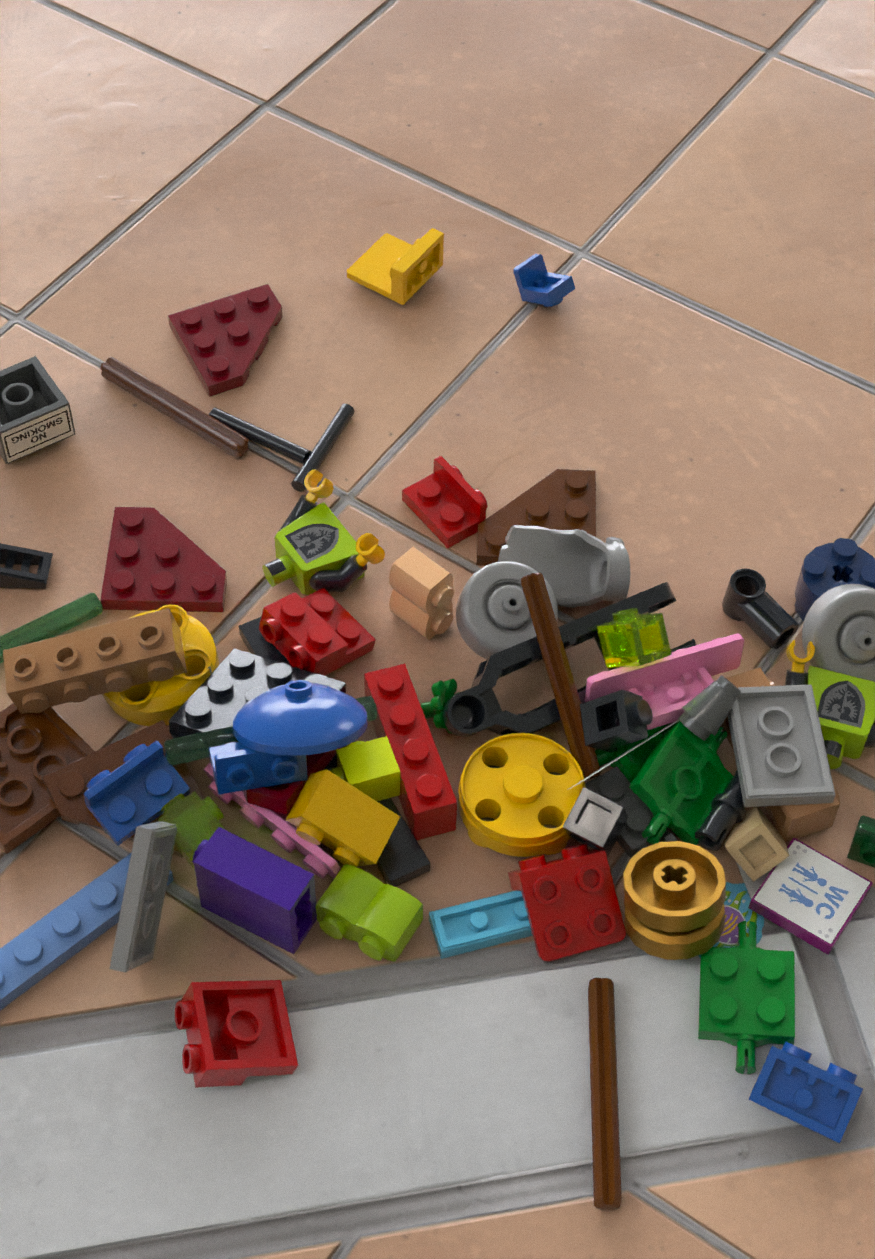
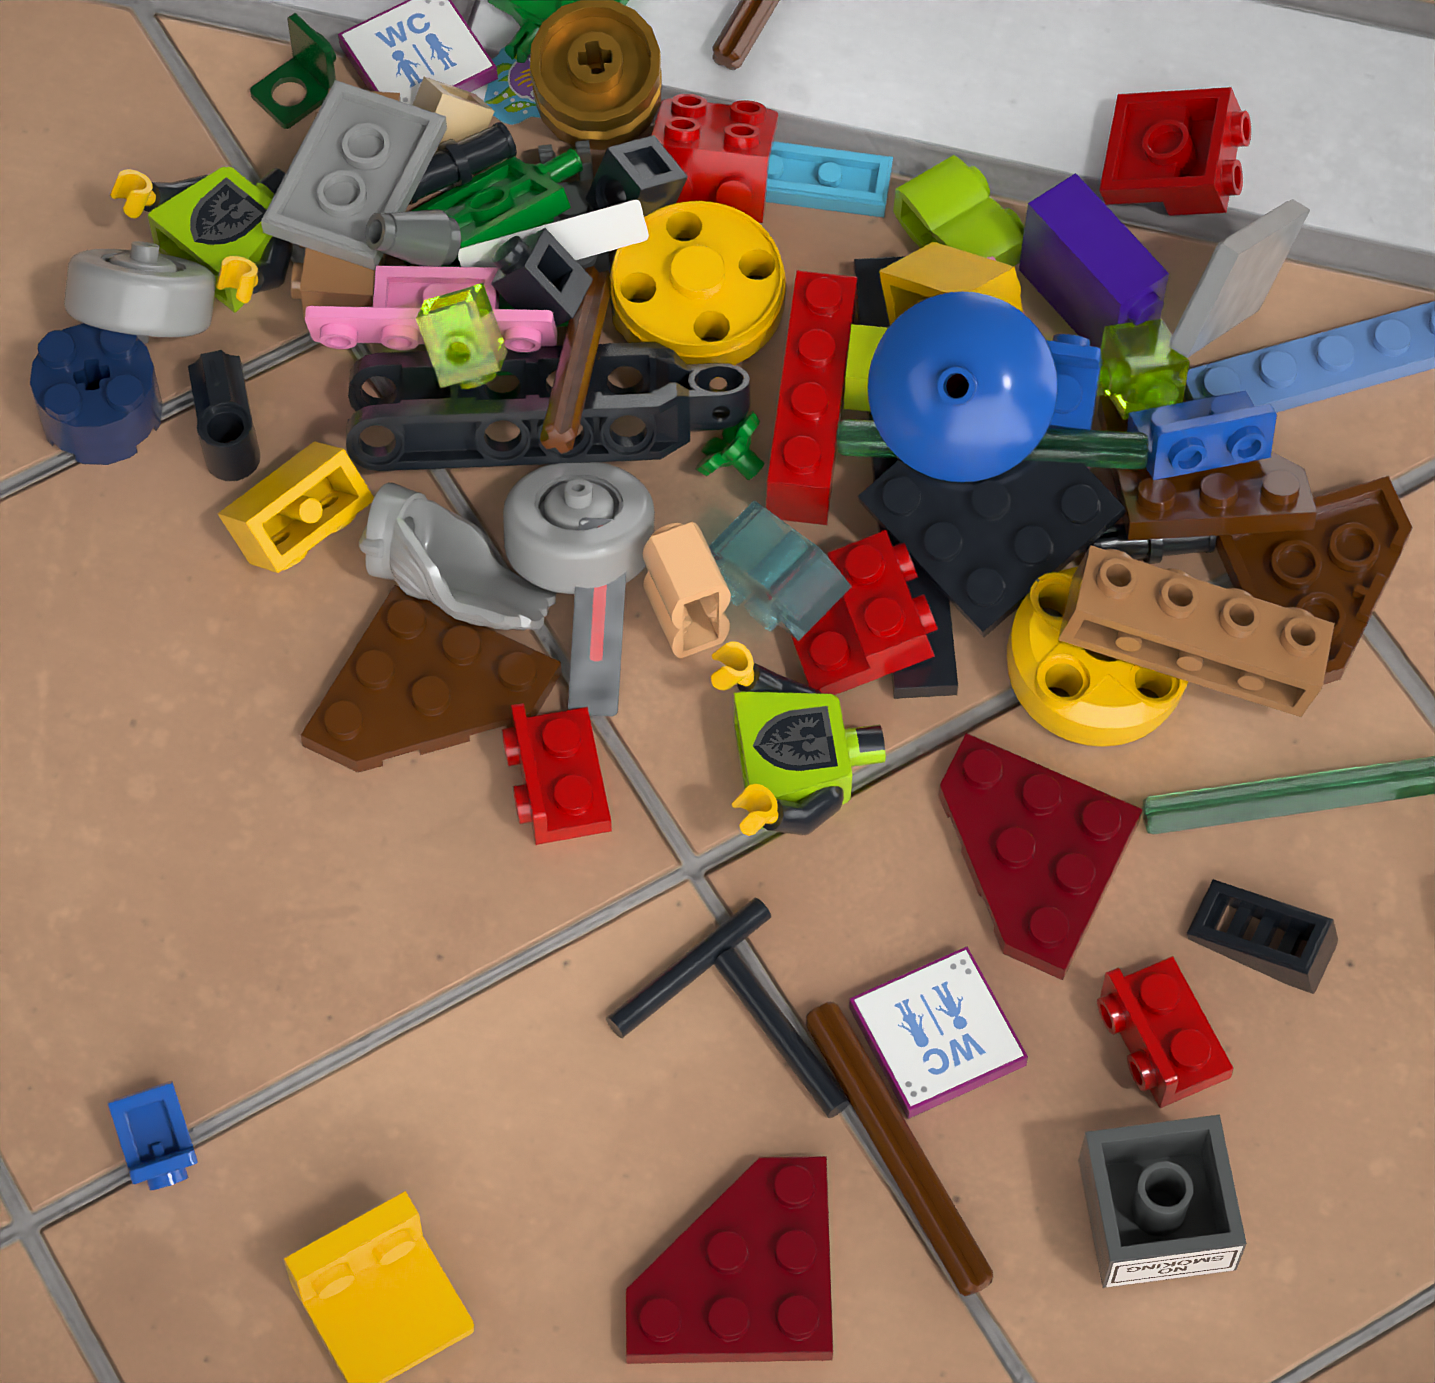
camera: 155 degrees left, 10 degrees up
(50, 499) = (1164, 1031): none -> red bracket
(174, 462) = (938, 1032): none -> white tile
(373, 621) = (776, 572): none -> clear light blue brick
(461, 564) = (597, 643): none -> sticker
(681, 557) = (296, 507): none -> yellow brick

